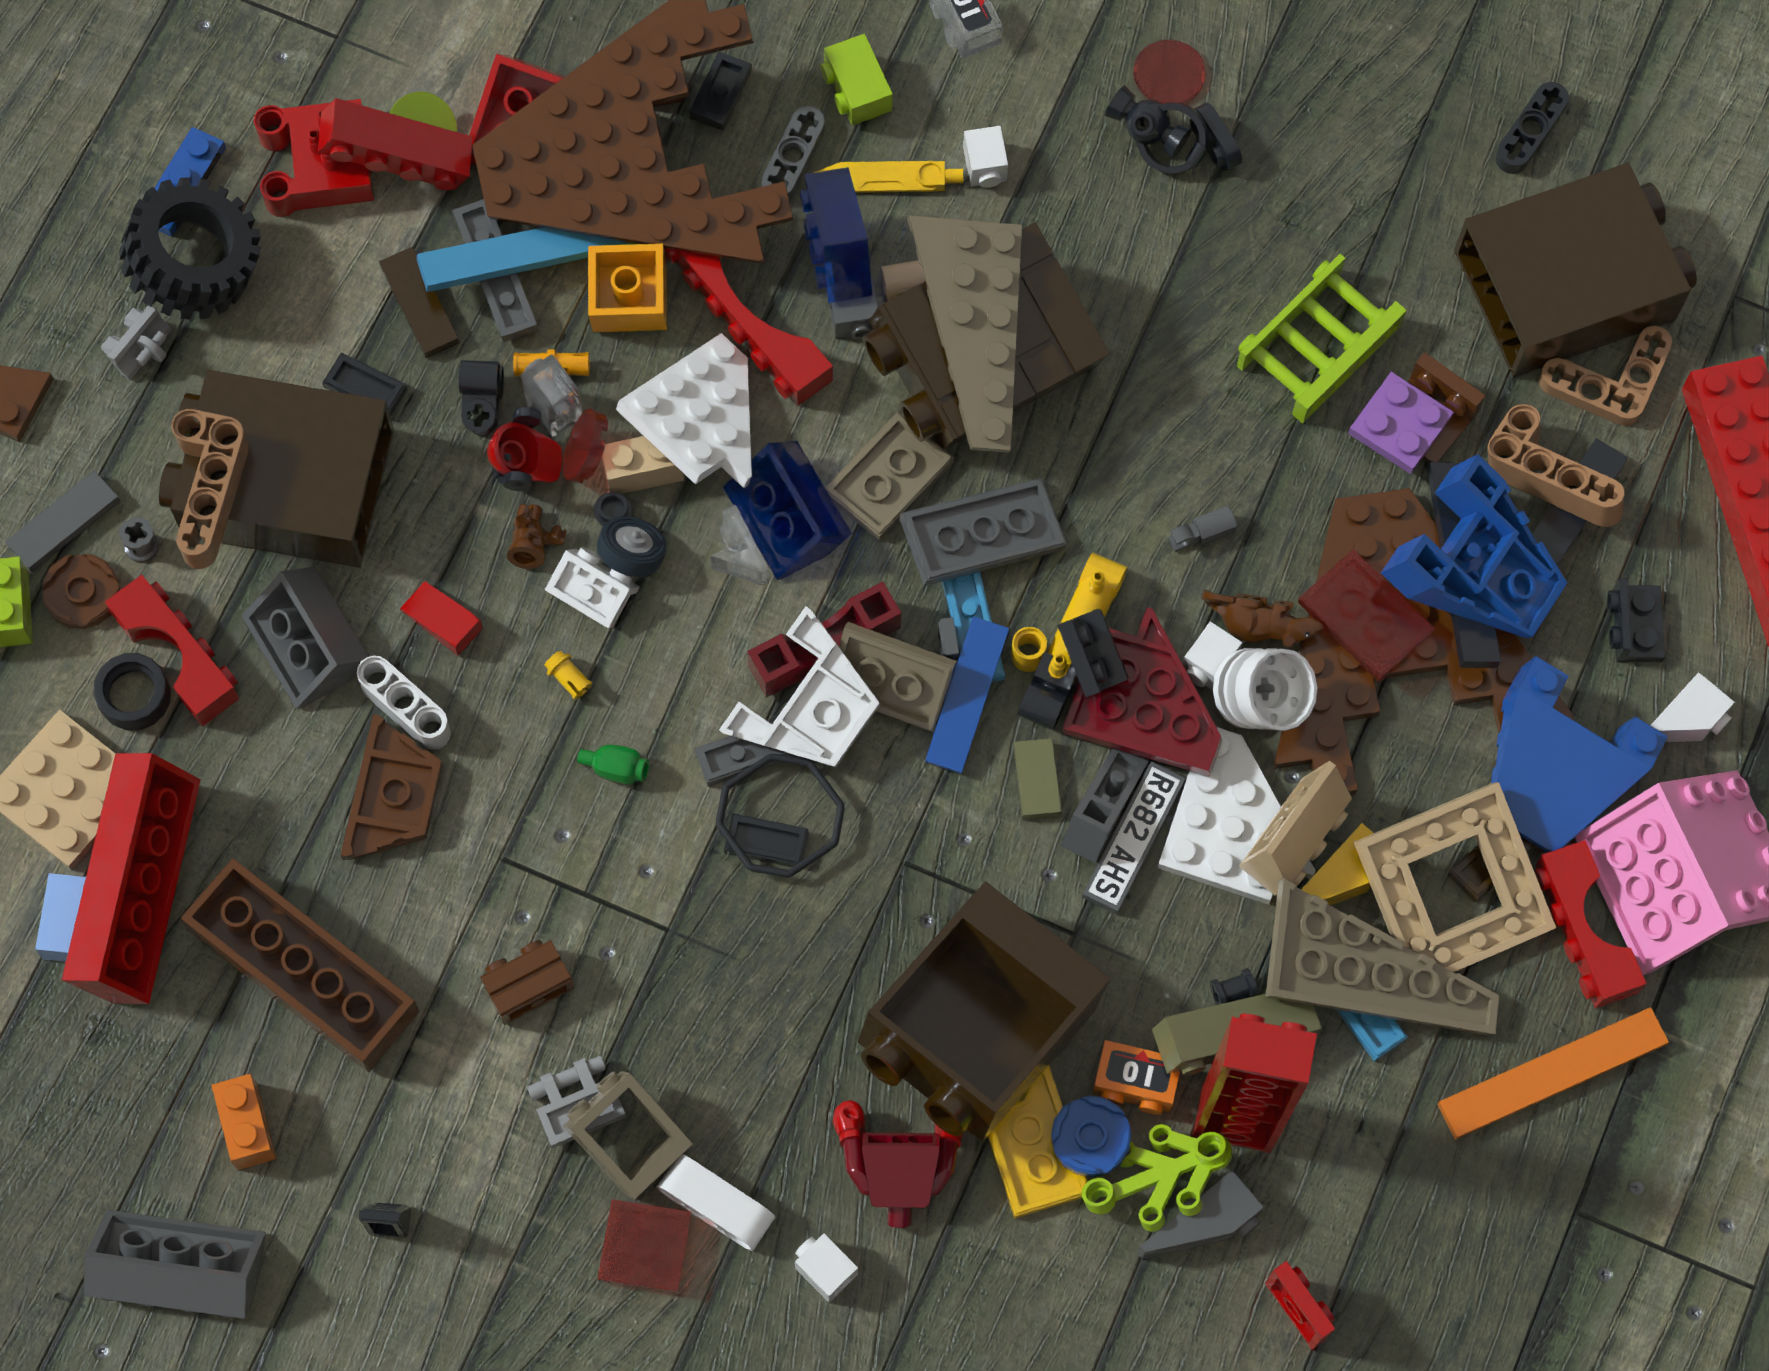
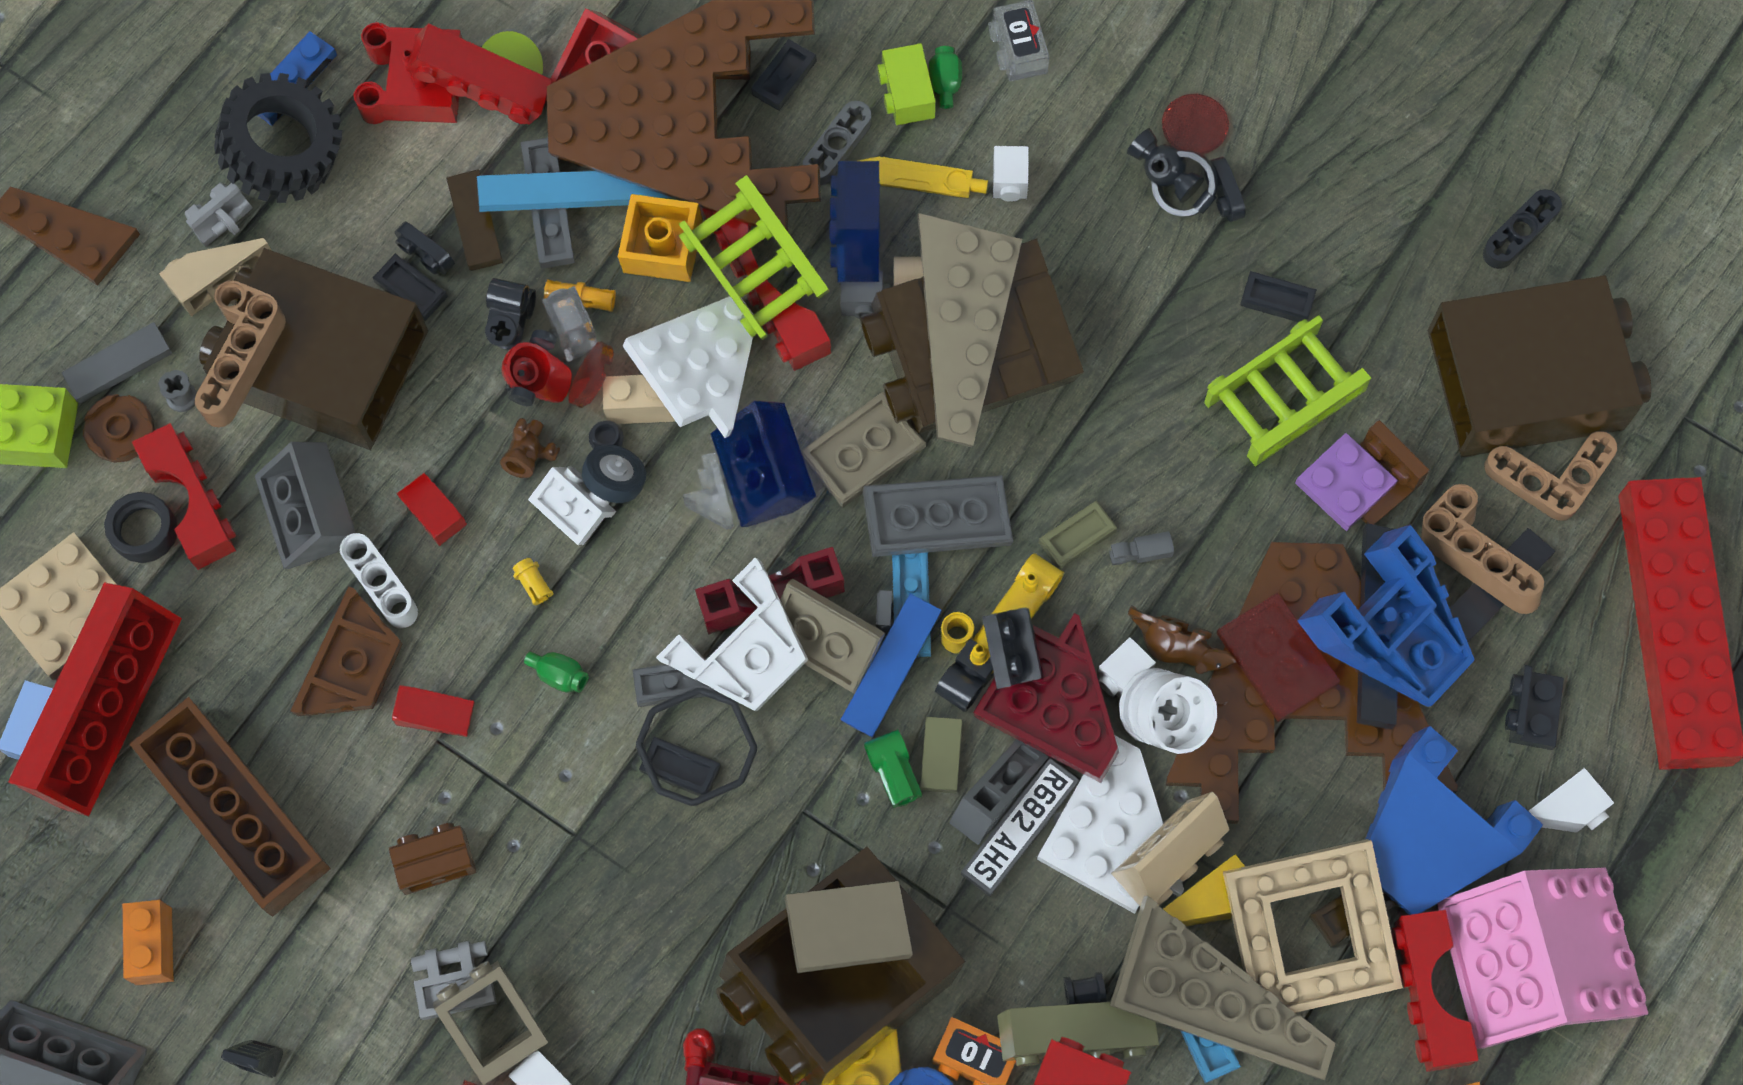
camera: 15 degrees right, 0 degrees up
(144, 407) = (199, 273): none -> tan slope
(382, 346) = (431, 254): none -> black plate
(491, 829) = (432, 711): none -> red slope
(772, 283) = (767, 227): none -> lime fence
(894, 62) = (945, 74): none -> green plant
(985, 963) = (848, 926): none -> dark tan tile
(986, 792) = (890, 759): none -> green piece
(1132, 526) = (1077, 535): none -> olive tile
(1292, 242) = (1278, 297): none -> black tile

